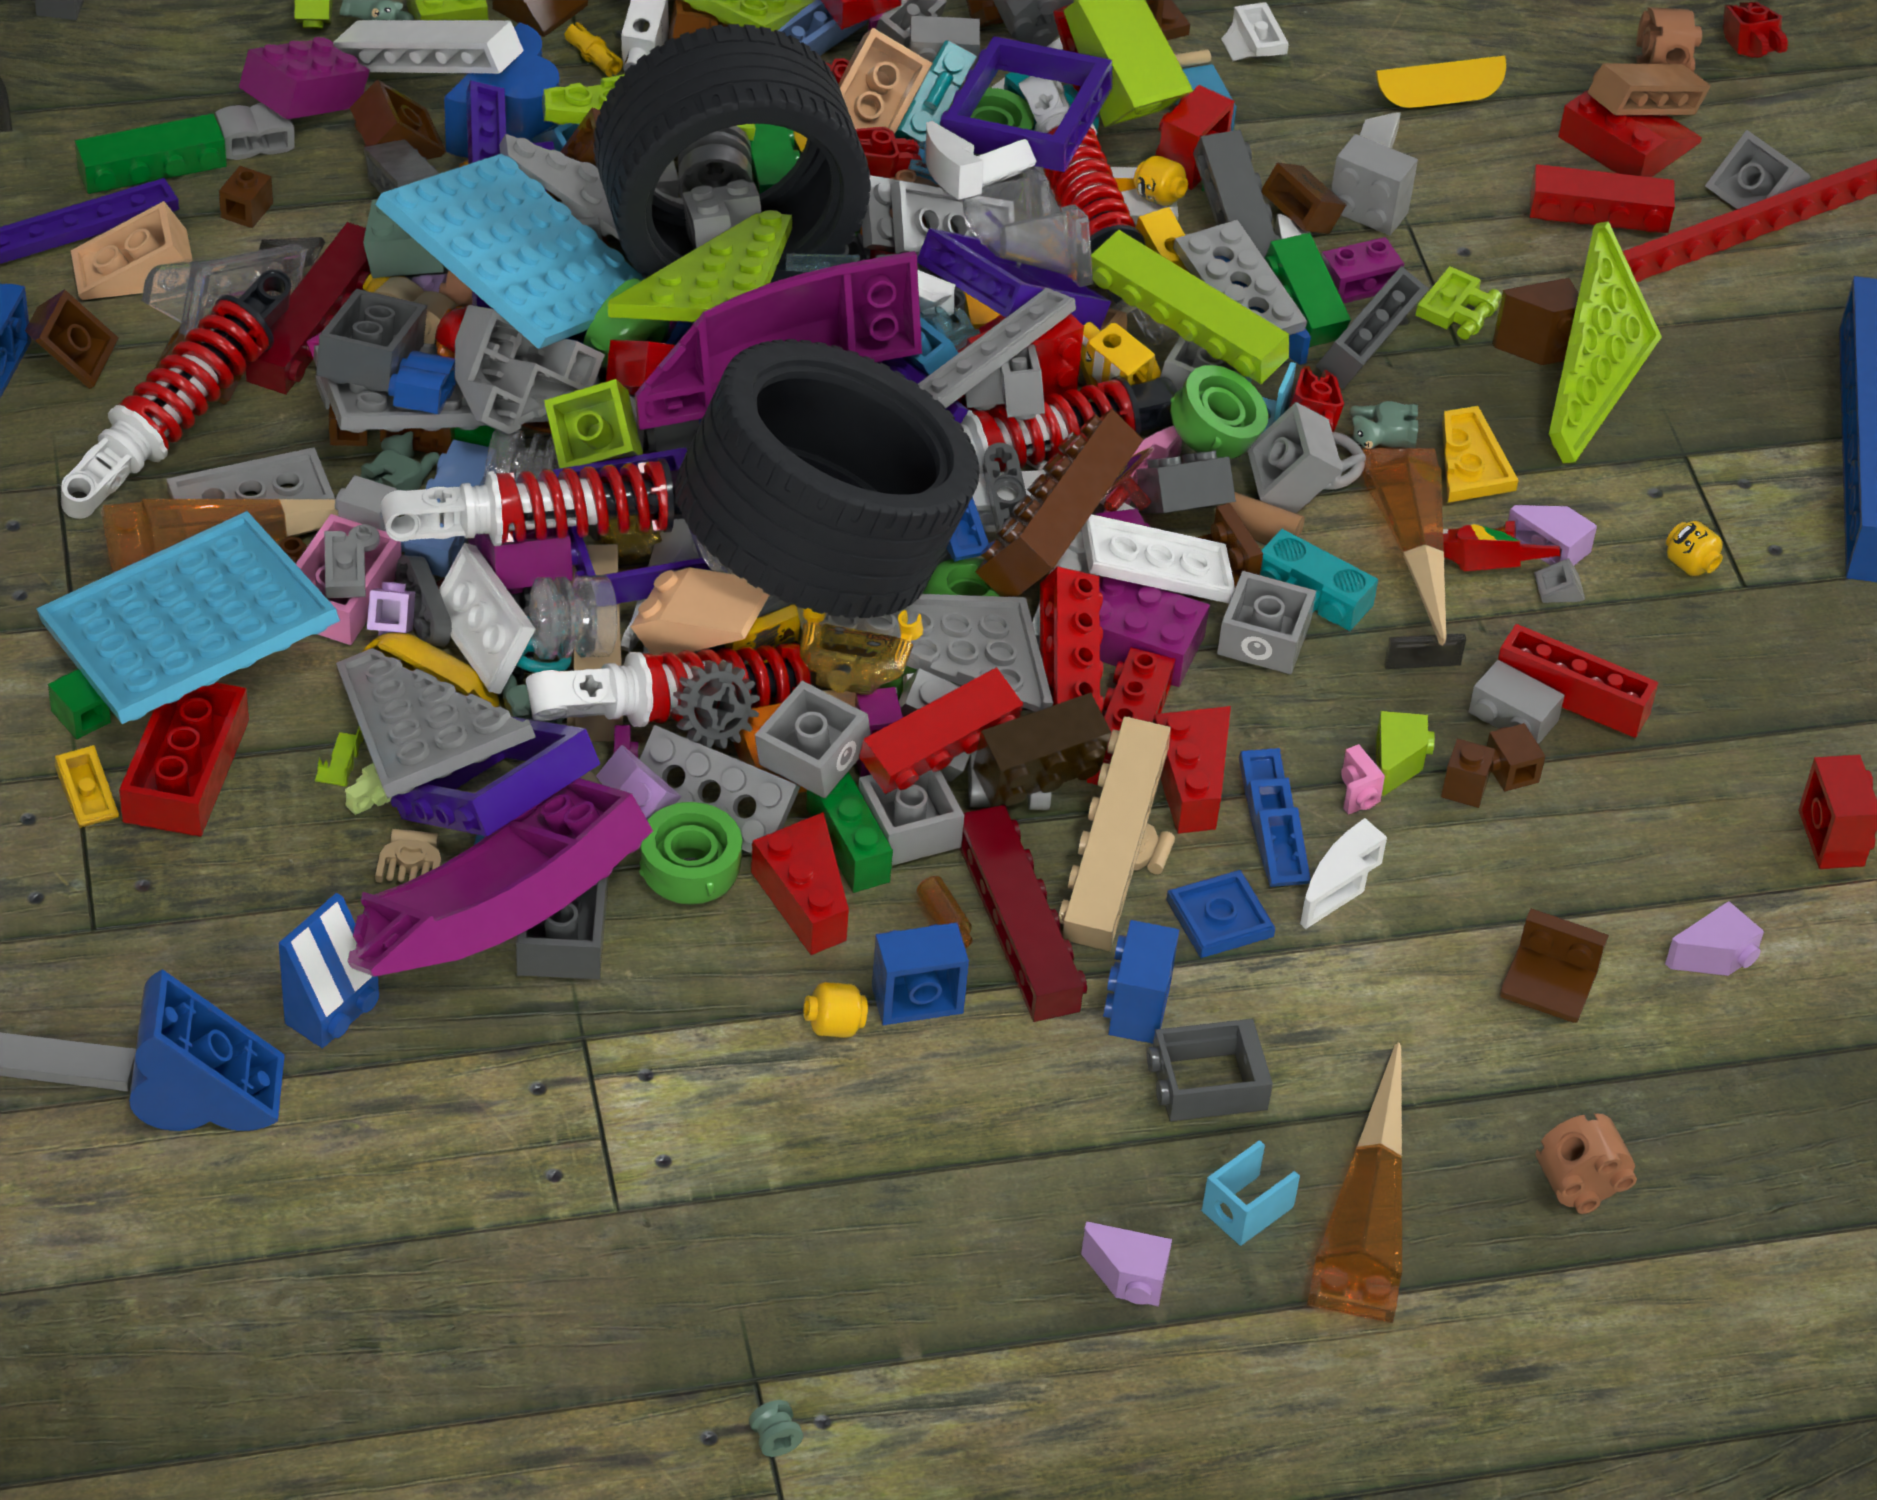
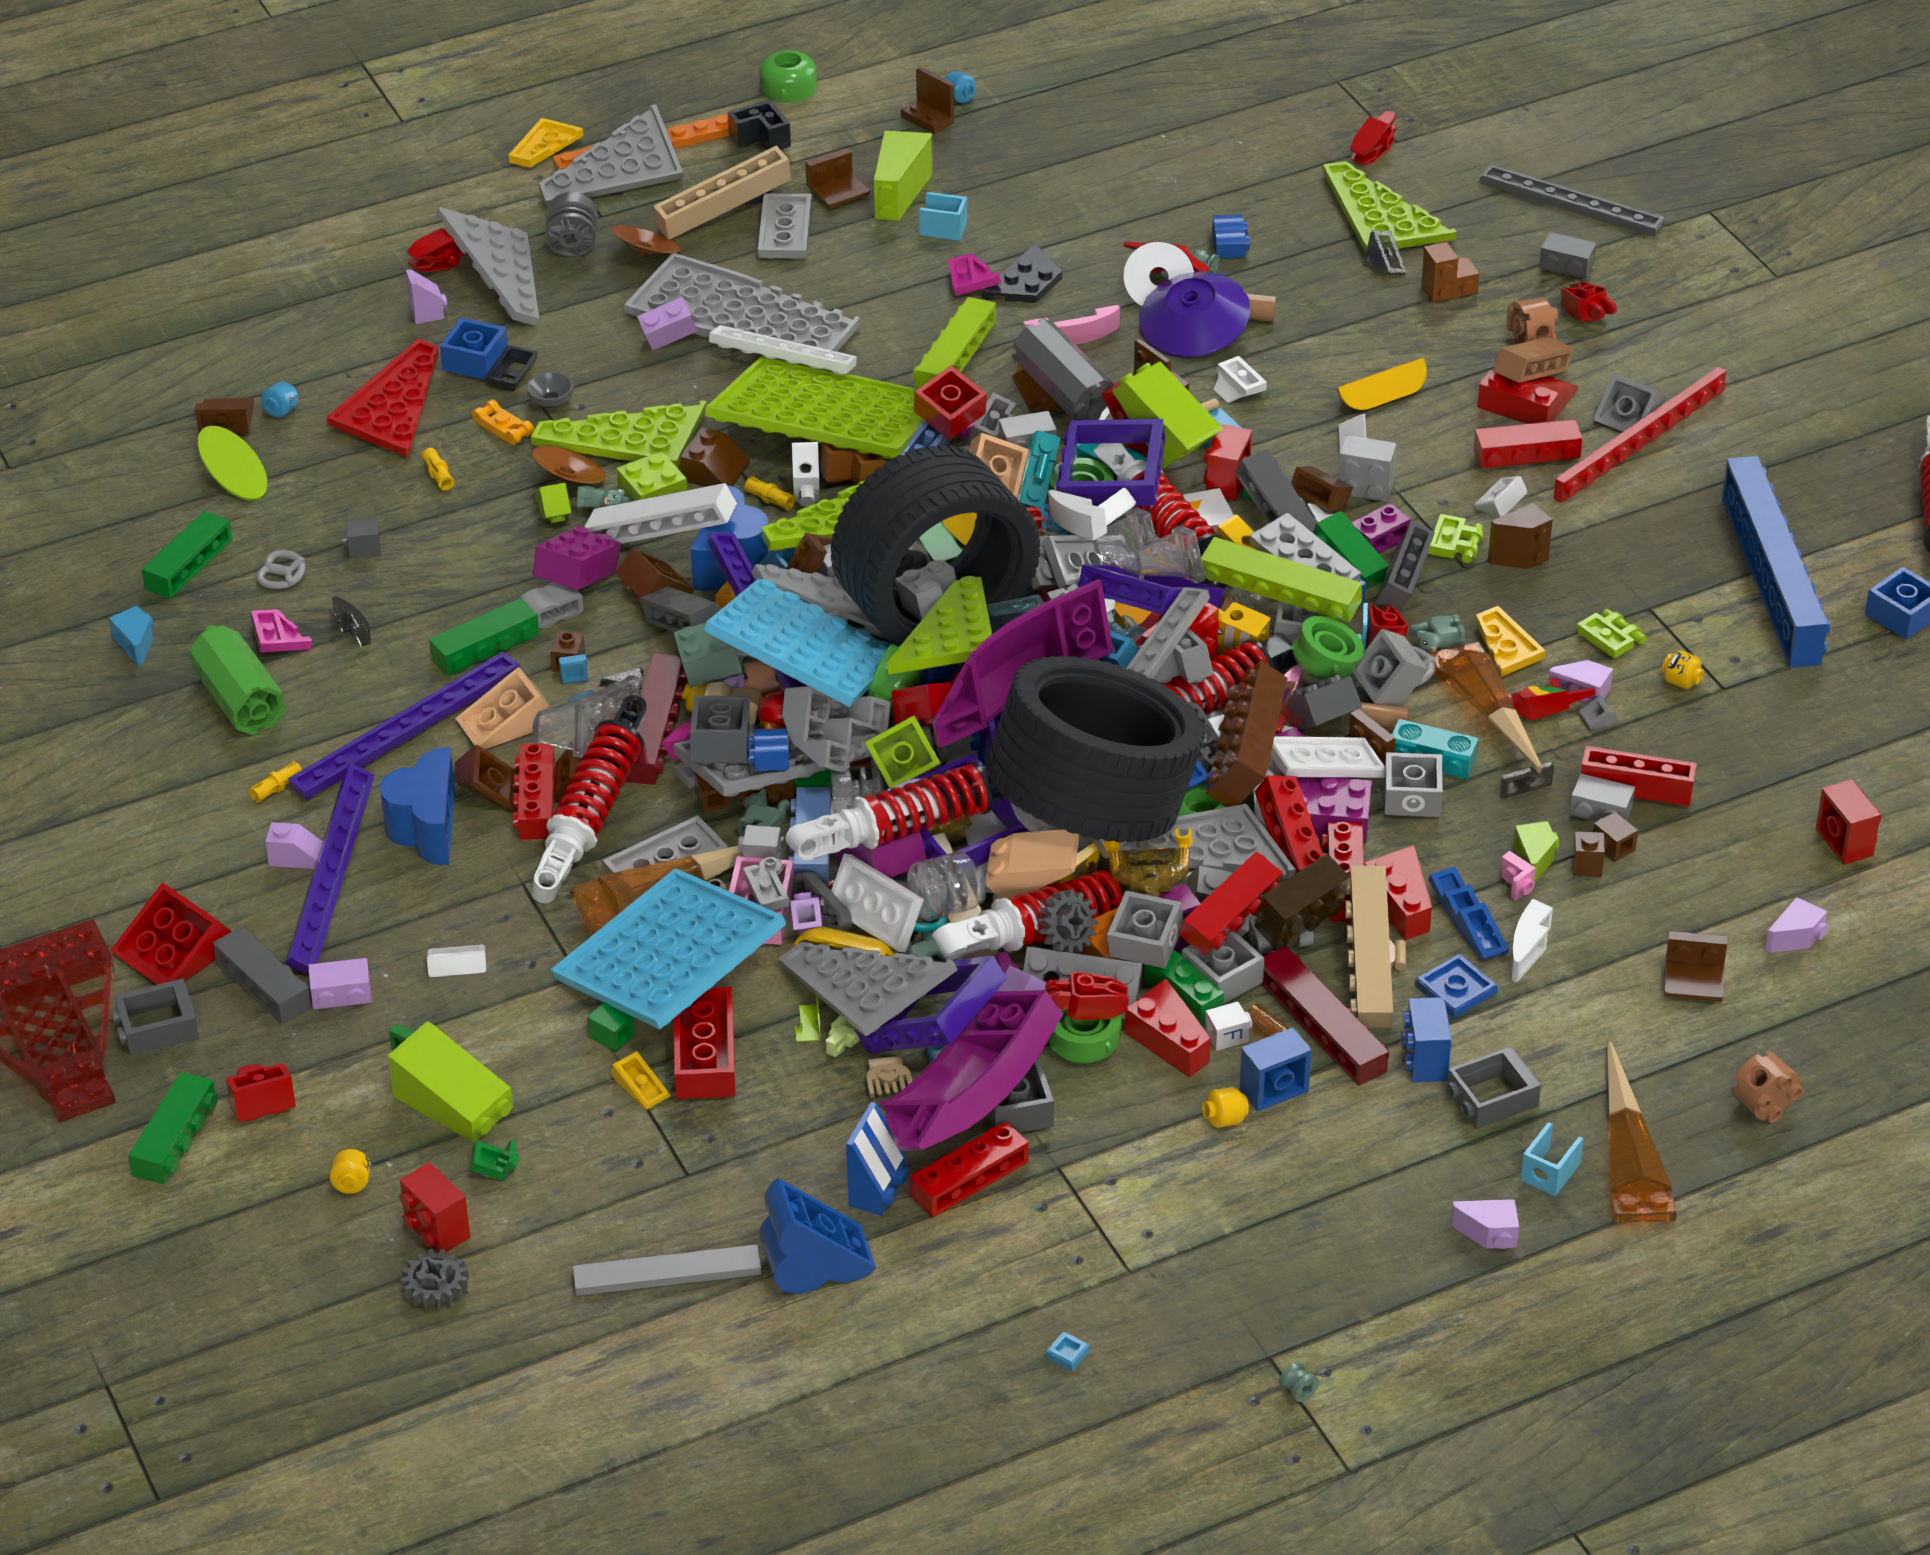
camera: 10 degrees left, 5 degrees down
(123, 362) = (535, 790): none -> red brick
(243, 220) = (573, 669): none -> dark azure tile
(458, 1013) = (969, 1169): none -> red brick
(485, 1303) = (1067, 1351): none -> dark azure tile
(700, 813) = (1089, 996): none -> red hinge
(887, 896) = (1227, 1025): none -> white brick
(1160, 180) = (1217, 498): yellow head -> none
(1544, 261) = (1502, 496): none -> white slope
(1605, 347) = (1572, 544): lime wing -> none
(1611, 479) = (1611, 632): none -> lime plate

